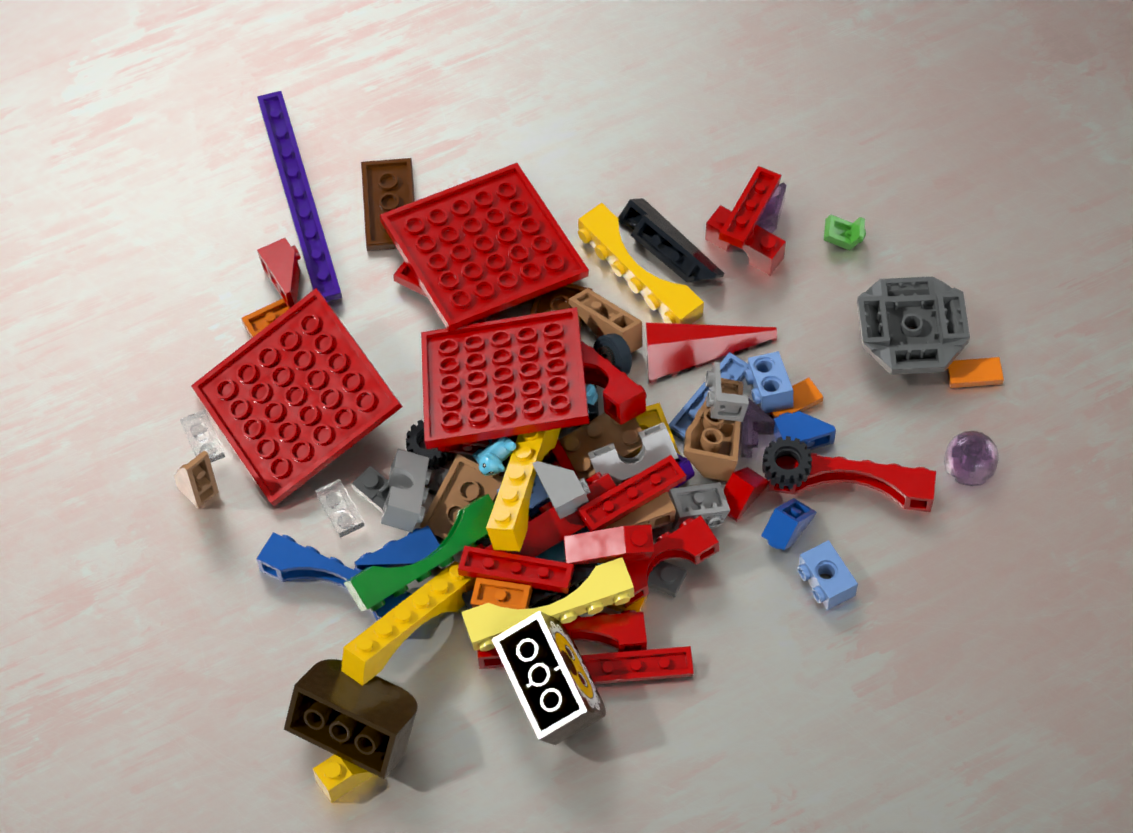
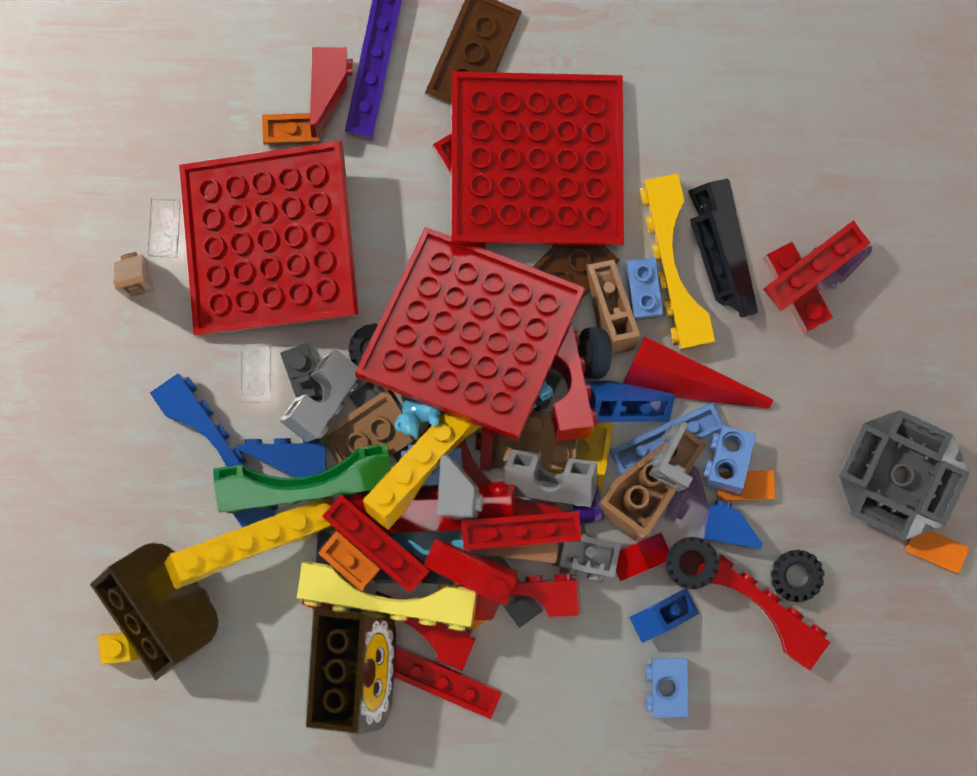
camera: 25 degrees right, 25 degrees up
(624, 292) = (644, 288): none -> medium blue brick
(669, 379) = (629, 403): none -> blue slope
(844, 233) = (902, 329): bright green bracket -> none
(880, 429) = (814, 570): none -> black tyre
(971, 458) = (865, 631): clear purple cylinder -> none

